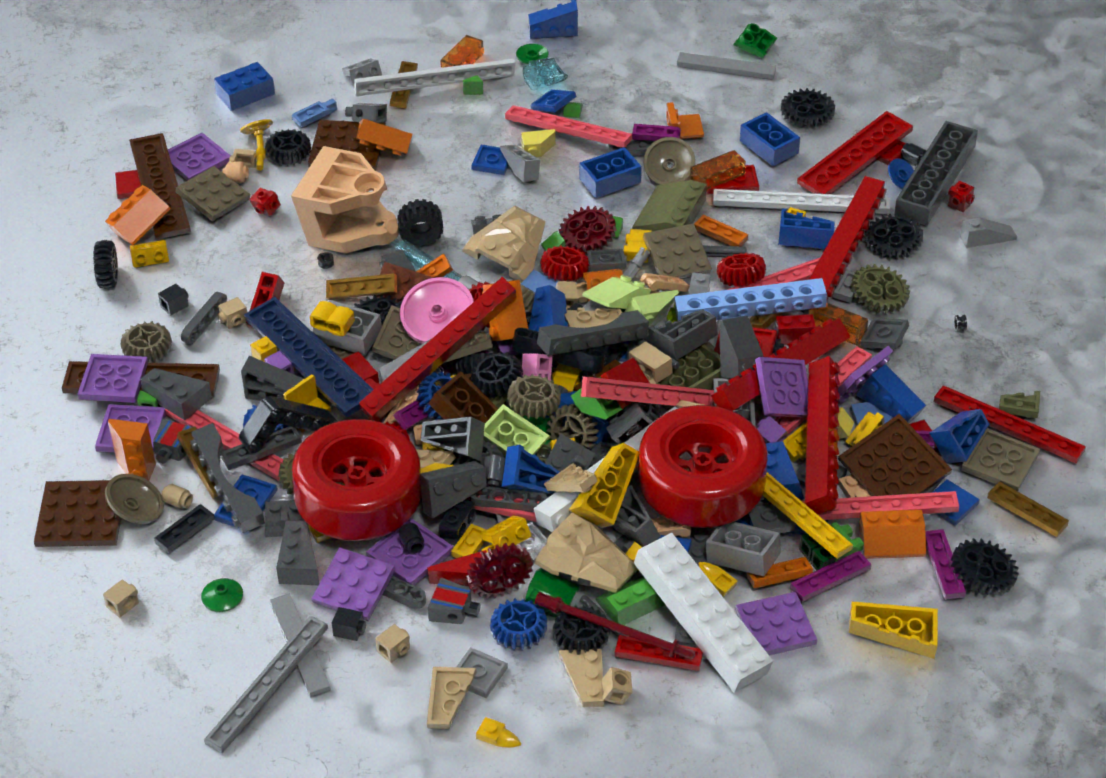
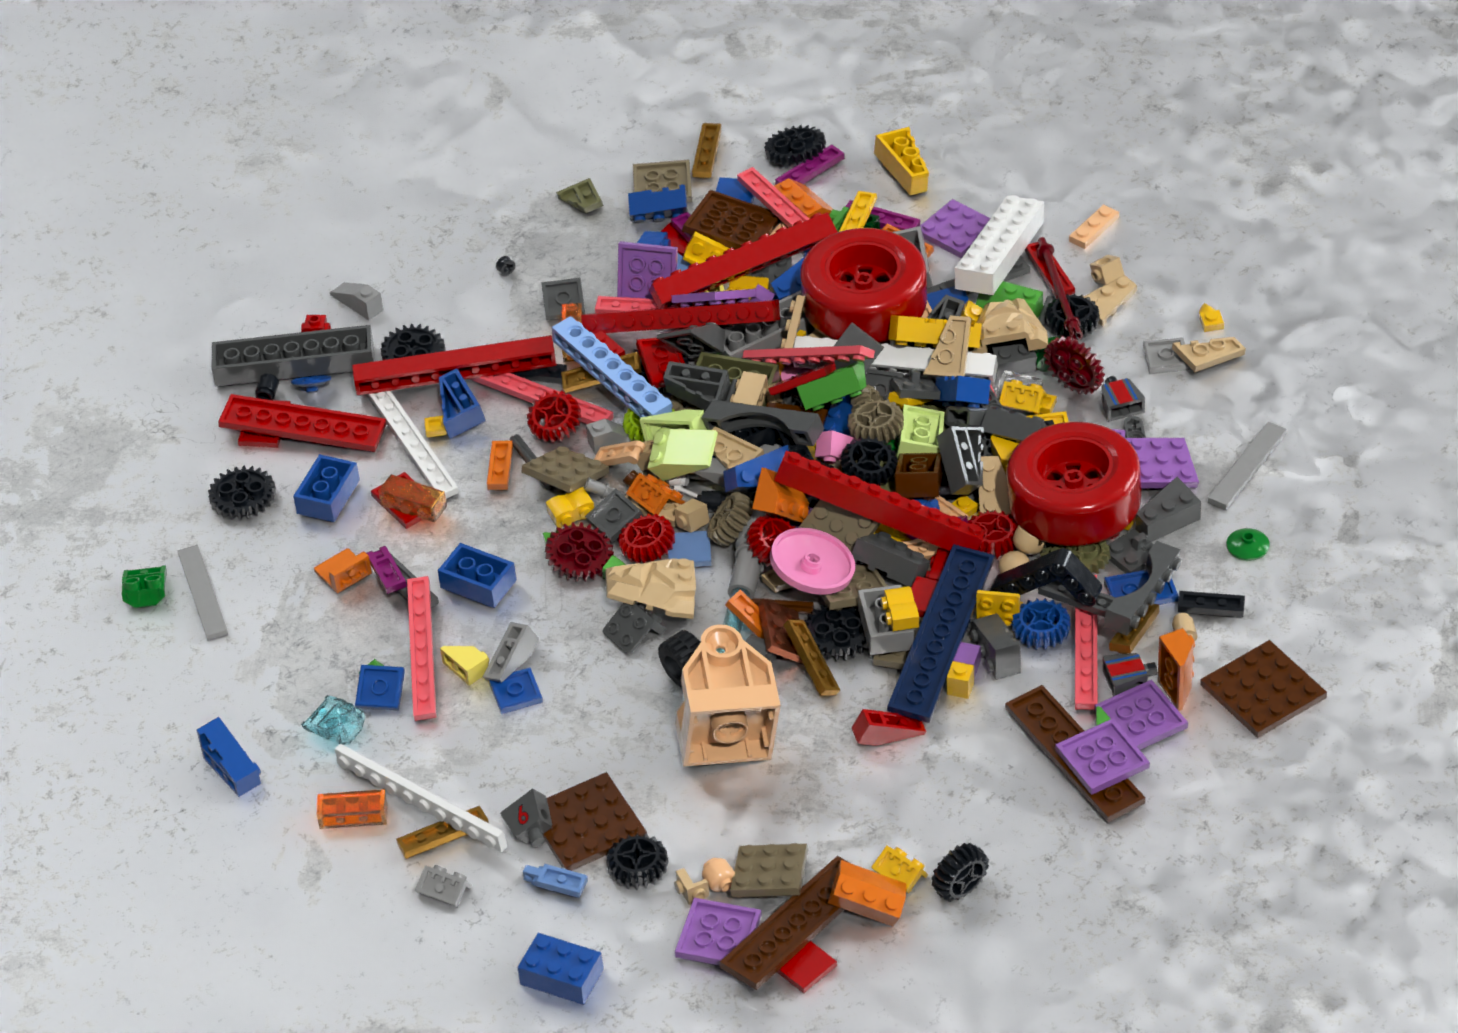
camera: 120 degrees left, 0 degrees up
(121, 598) = (1321, 591): tan brick -> none
(134, 498) = (1222, 645): dark tan dish -> none
(147, 341) = (1027, 778): dark tan gear -> none
(173, 299) = (950, 798): black brick -> none
(176, 392) = (1078, 691): dark grey wedge -> none
(203, 318) = (984, 754): dark grey beam -> none
(232, 312) = (928, 740): tan brick -> none
(257, 129) = (639, 899): yellow dish -> none
(265, 201) = (747, 815): red brick -> none
(265, 684) = (1304, 456): light grey tile -> none
(329, 260) = (790, 722): black bush -> none
(348, 624) = (1202, 443): black brick -> none
(383, 137) = (562, 777): orange slope -> none
(393, 643) = (1192, 408): tan brick -> none
(452, 570) = (1078, 406): red slope -> none
(473, 86) = (401, 767): bright green slope -> none
(518, 624) = (1109, 347): blue gear -> none
(531, 52) = (302, 751): green dish -> none
(665, 152) = (425, 538): dark tan dish -> none
(672, 205) = (494, 512): olive slope -> none
(694, 724) = (1094, 226): none -> light nougat plate
(719, 578) = (945, 269): yellow plate -> none
(880, 288) = (500, 325): olive gear -> none
(1012, 425) = (614, 194): red plate -> none

